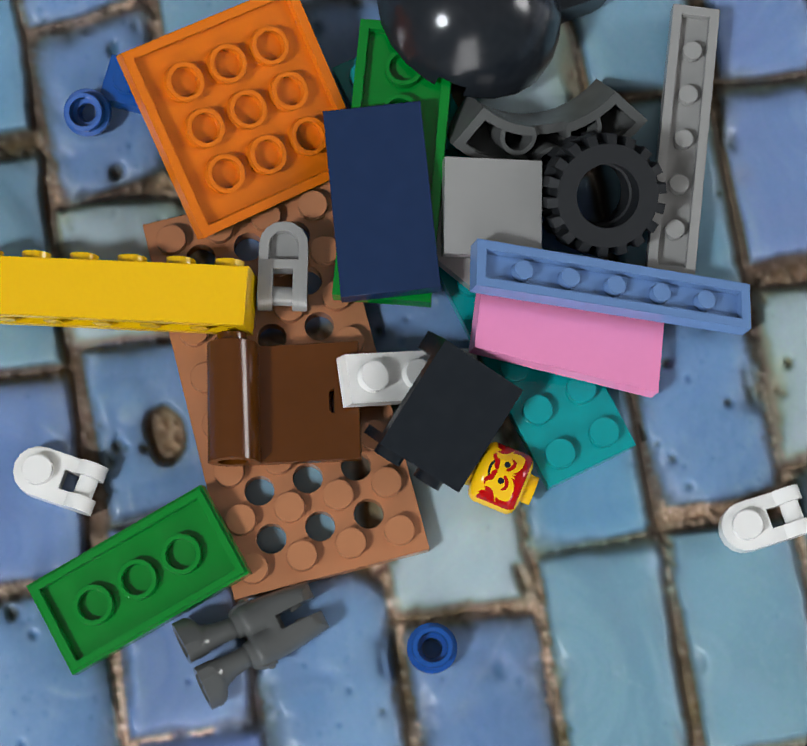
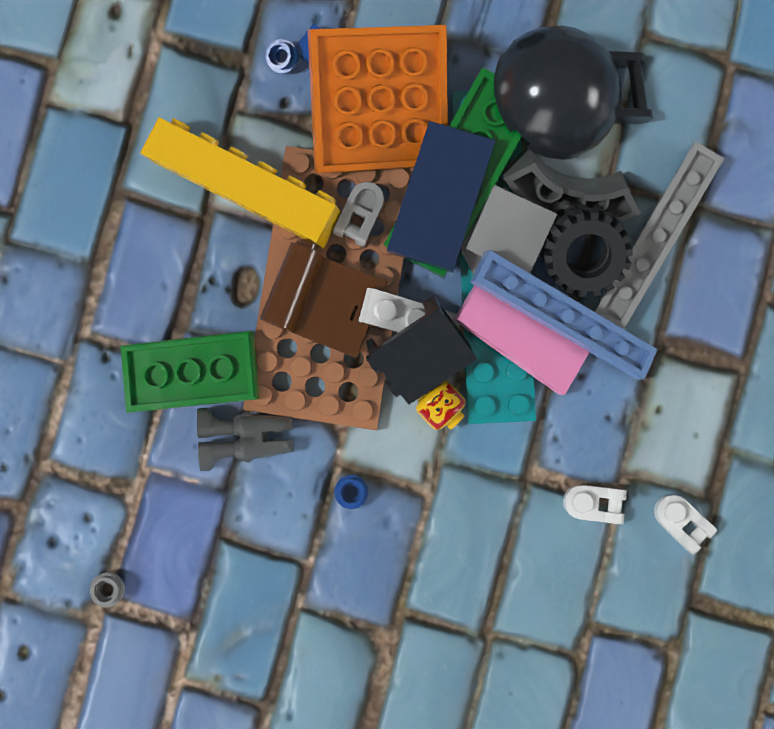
camera: 30 degrees right, 10 degrees up
(43, 471) = (159, 280): white plate -> none

